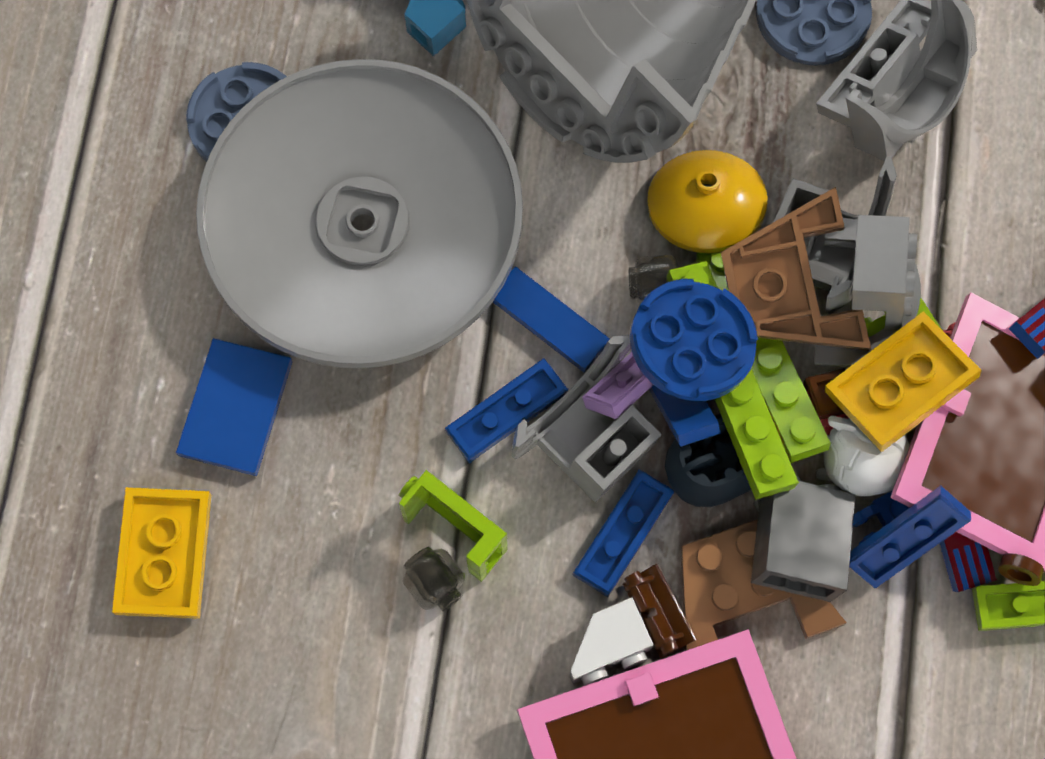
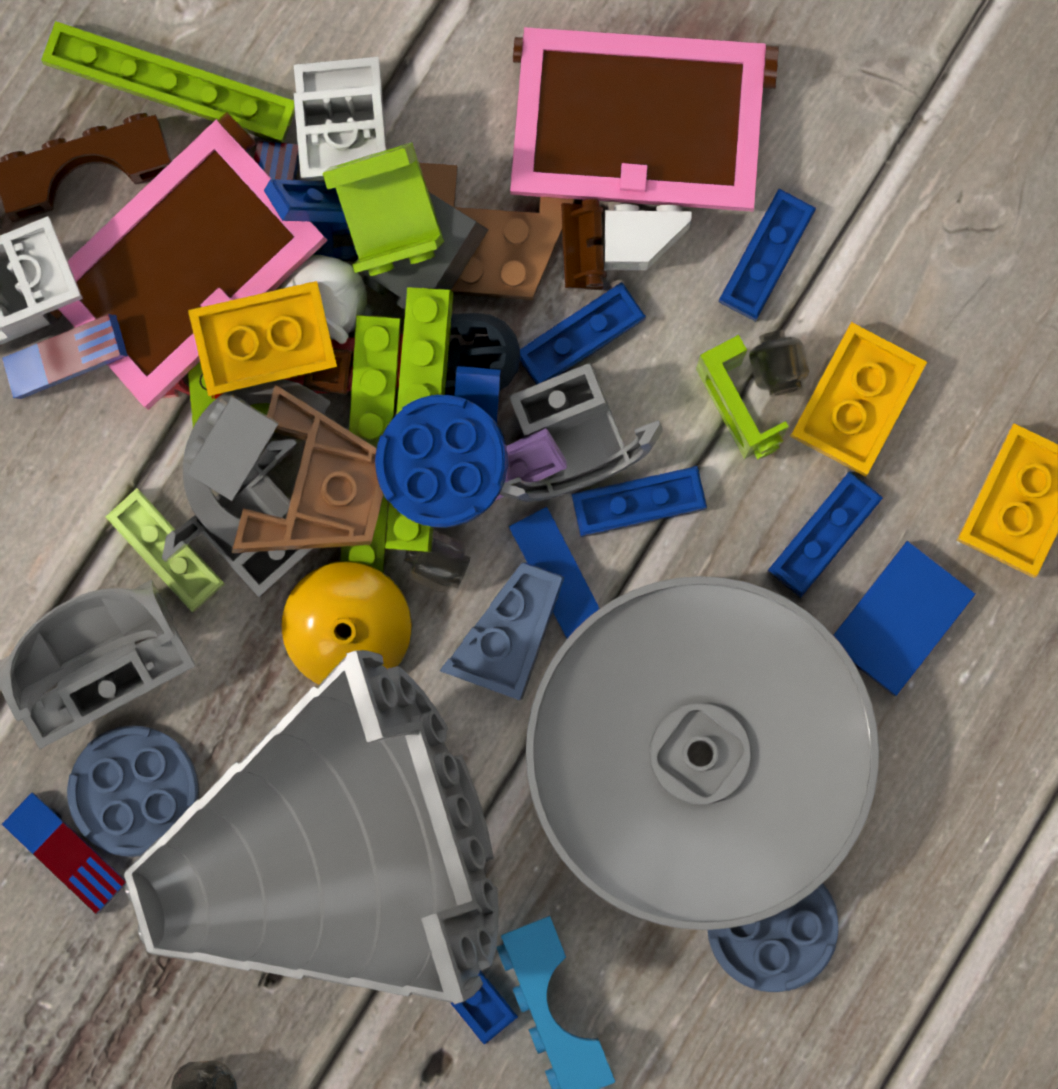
camera: 155 degrees left, 10 degrees up
(330, 451) = (825, 534): none -> blue tile
(348, 580) = (858, 399): none -> yellow plate
(487, 681) = (767, 255): none -> blue tile
(567, 248) = (509, 635): none -> sand blue wing
(852, 544) = (386, 208): none -> lime panel
(857, 190) = (146, 532): none -> yellowish green tile
(934, 623) = (338, 113): none -> white bracket

